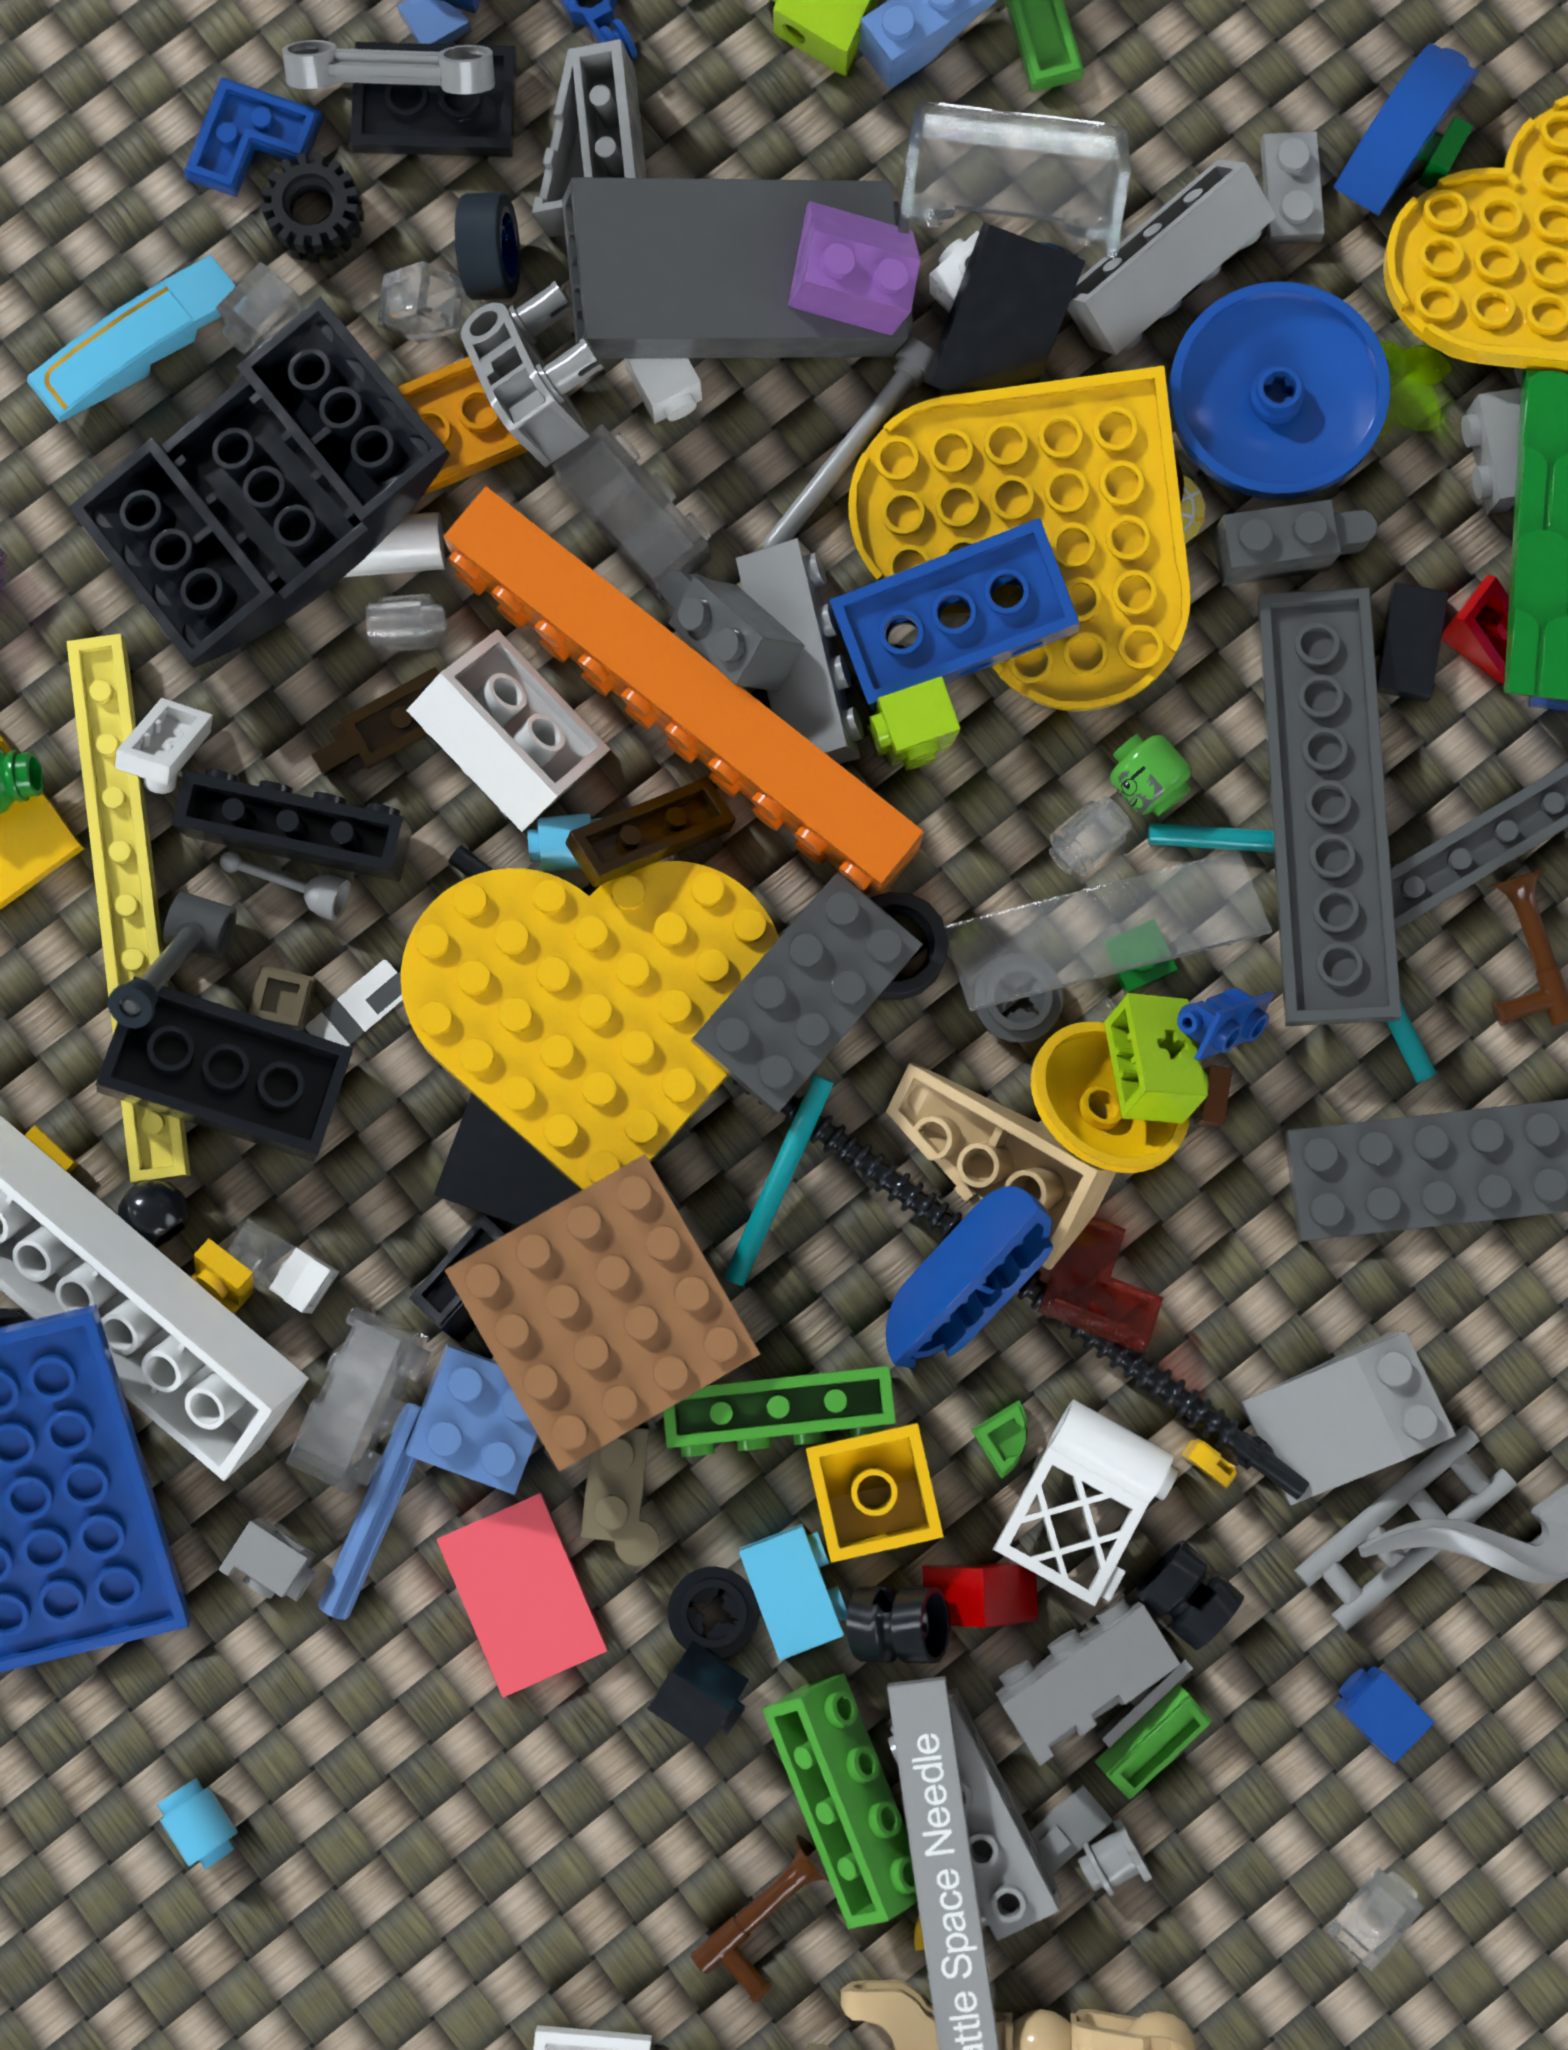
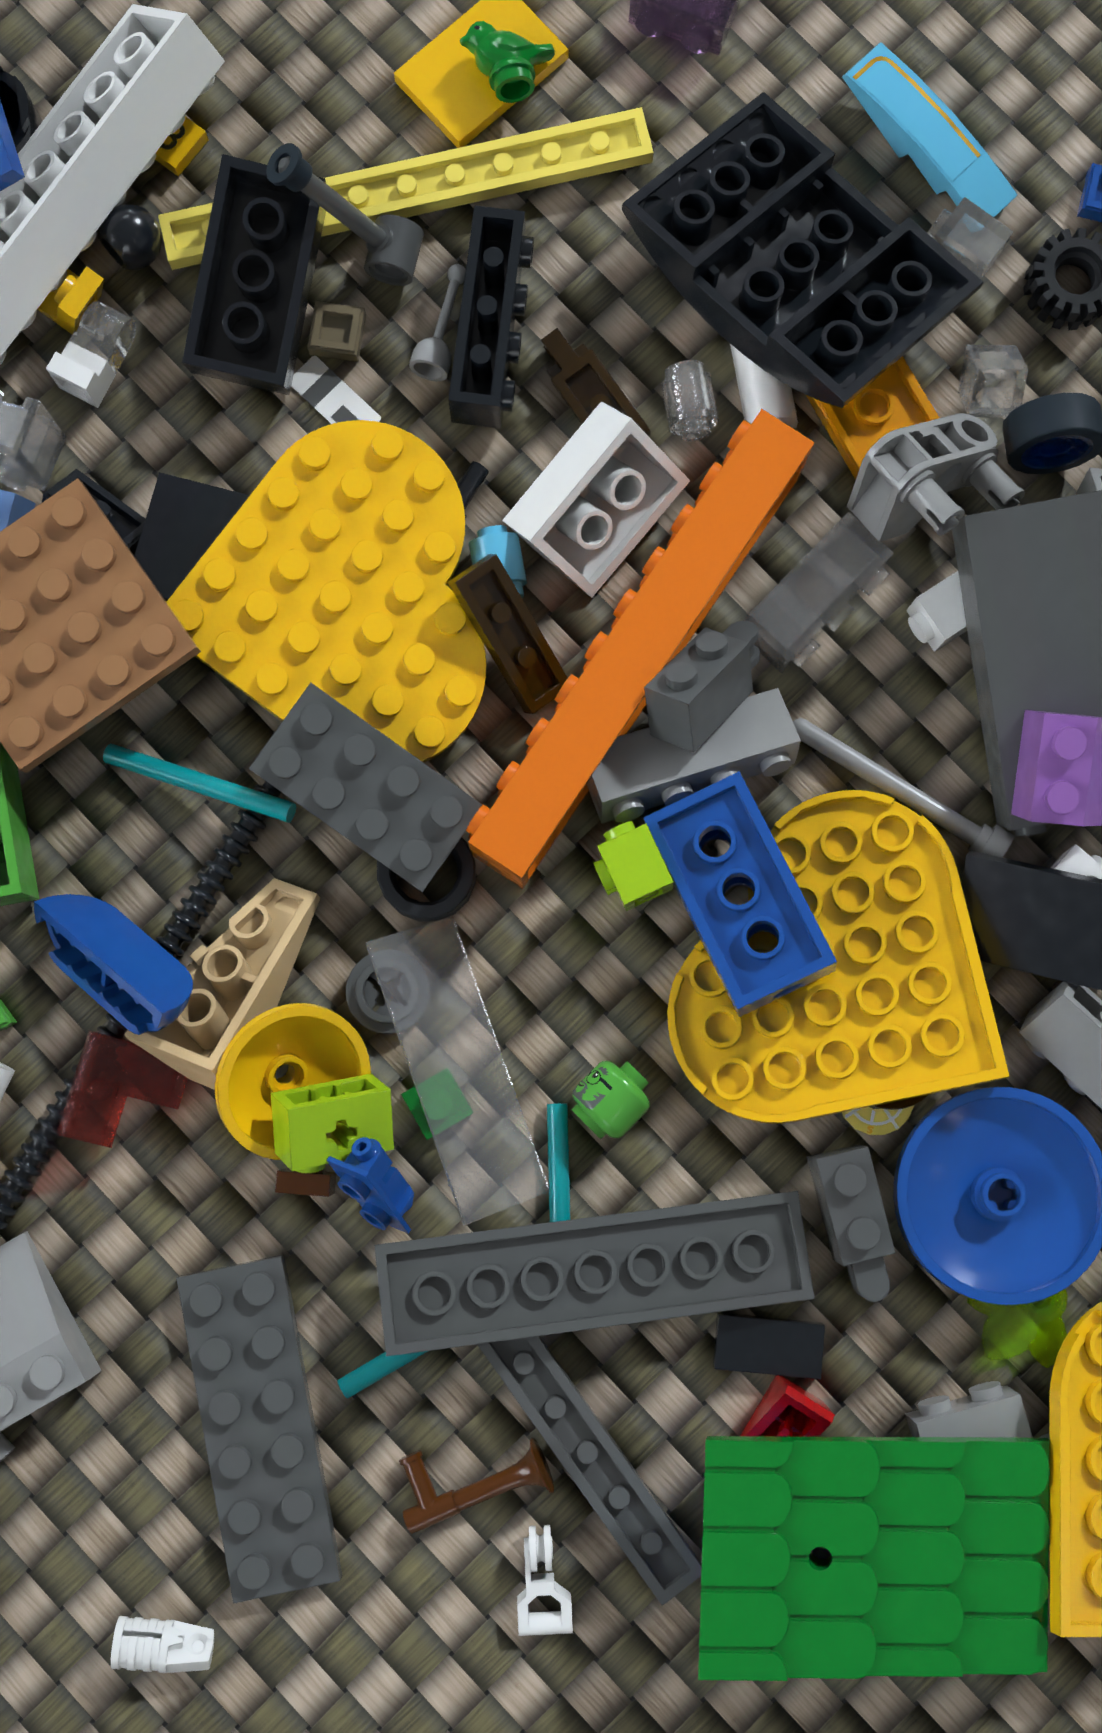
camera: 80 degrees right, 0 degrees up
(163, 744) = (554, 197): white tile -> none
(1089, 836) = (546, 1045): clear brick -> none

